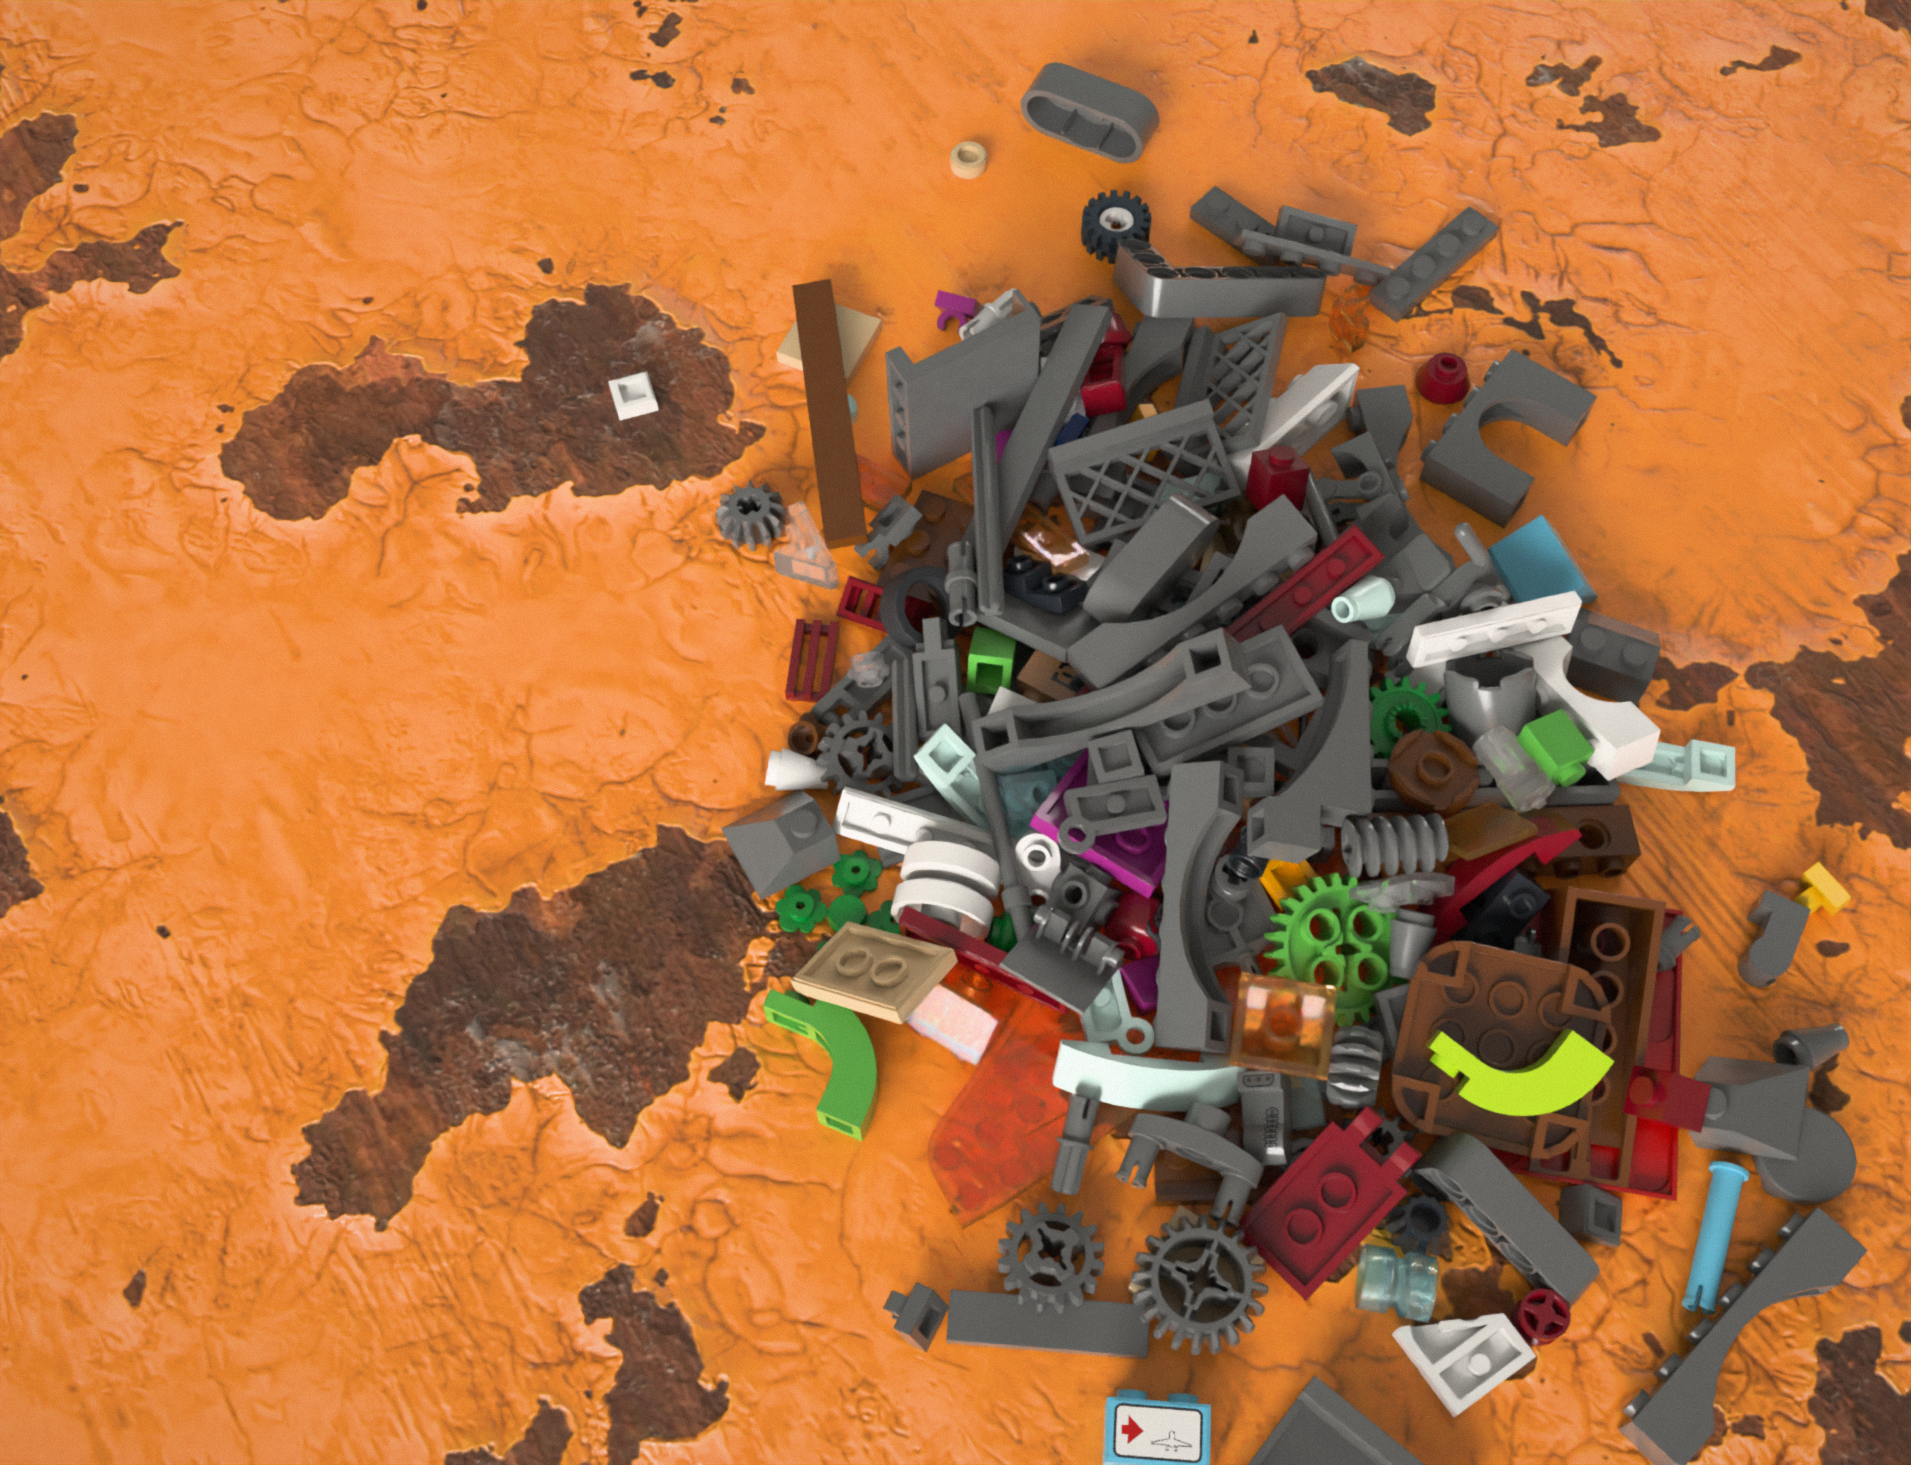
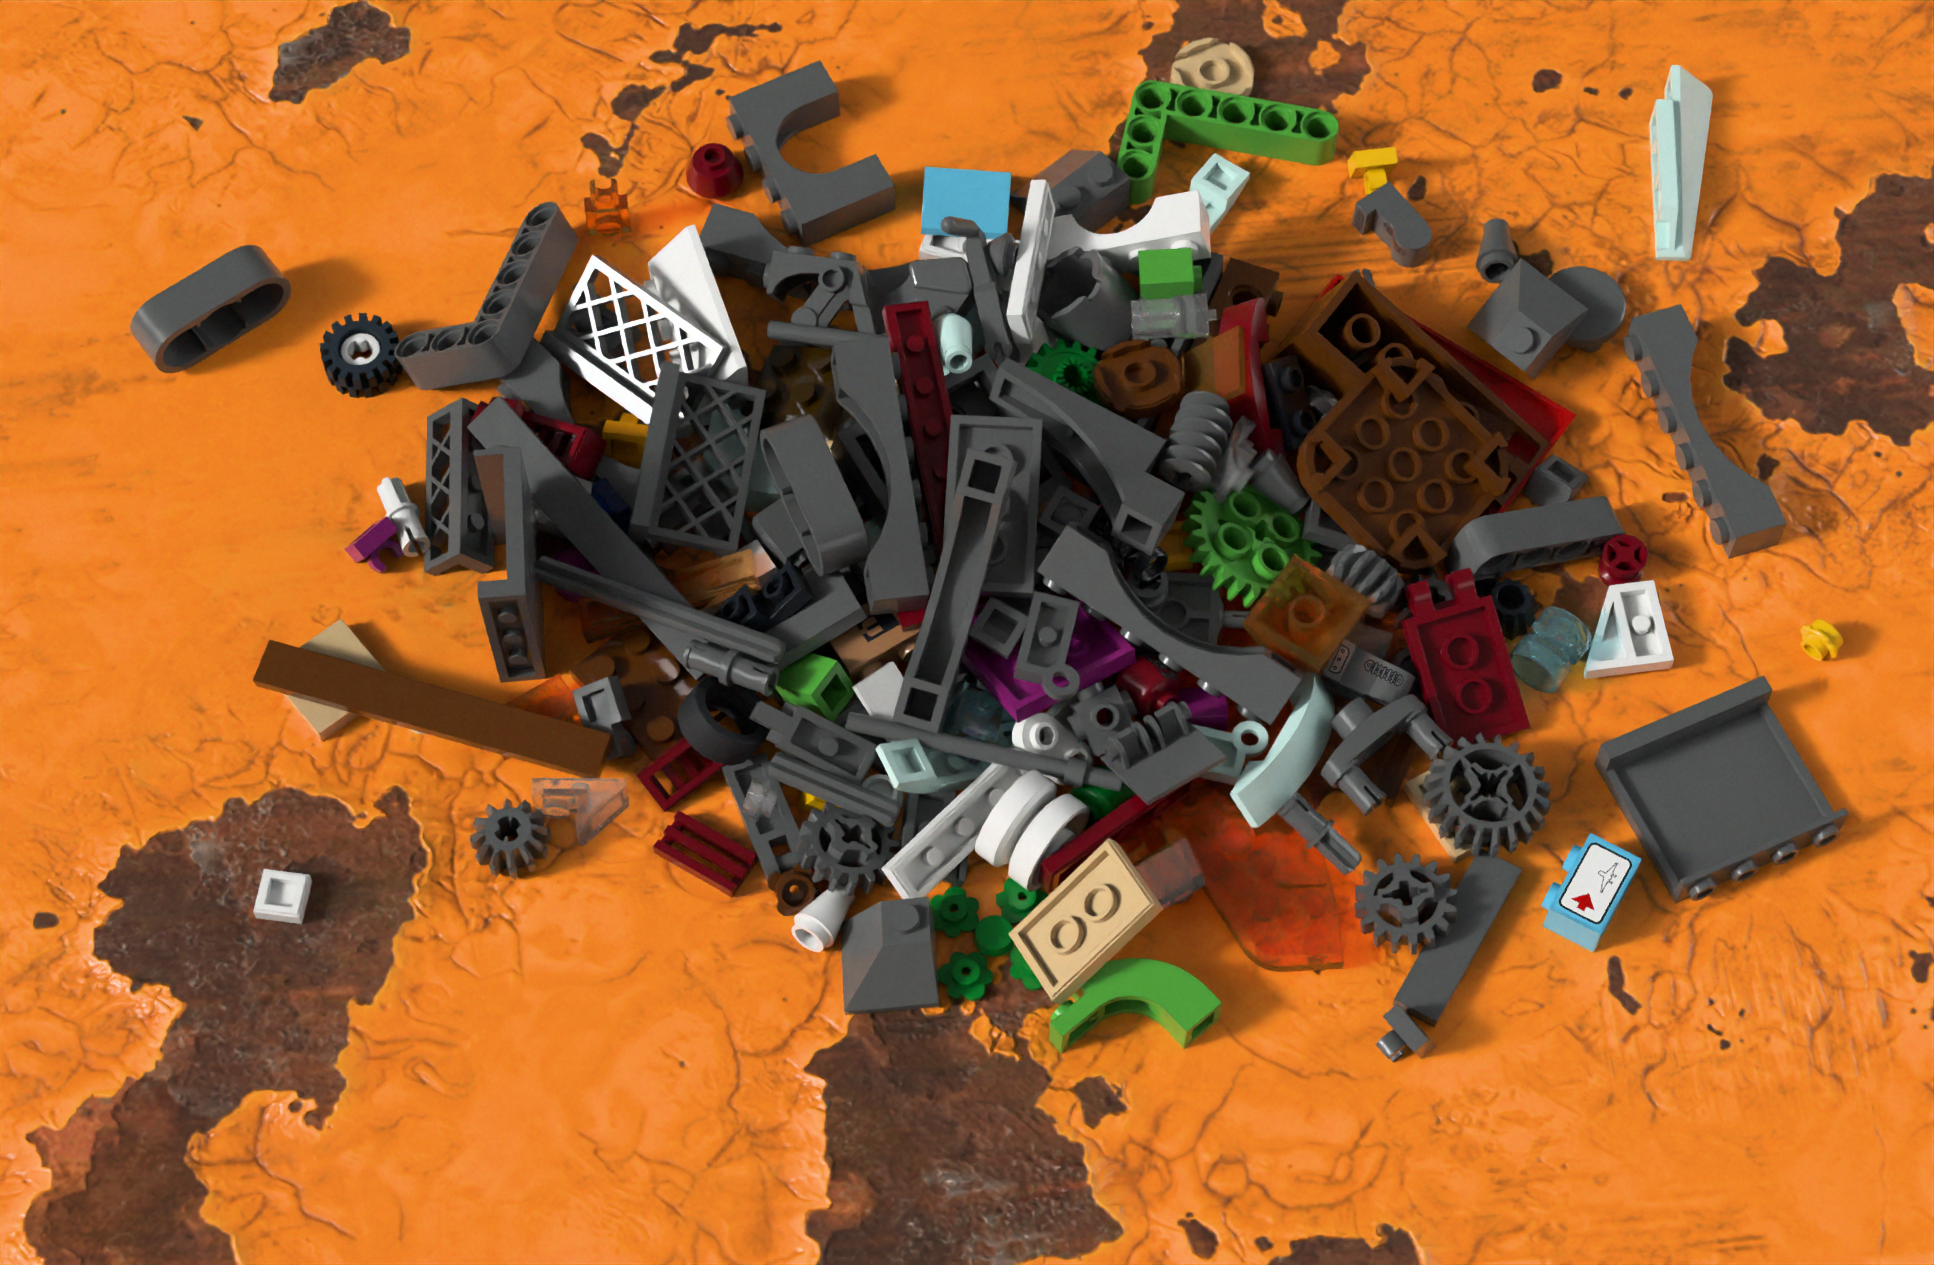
camera: 65 degrees left, 0 degrees up
(968, 160) = (181, 450): tan tile -> none
(1115, 757) = (1003, 615): dark grey plate -> none
(1227, 217) = (432, 248): dark grey plate -> none
(1277, 473) = (774, 352): dark red brick -> none
(1313, 241) = (499, 194): dark grey bracket -> none
(1433, 264) = (577, 112): dark grey plate -> none
(1551, 1083) = (1457, 448): lime arch -> none
(1667, 1098) = (1503, 369): dark red brick -> none
(1714, 1236) = (1615, 405): medium azure pin -> none
(1760, 734) = (1213, 128): none -> bright green beam
(1820, 714) = (1214, 67): none -> tan tile

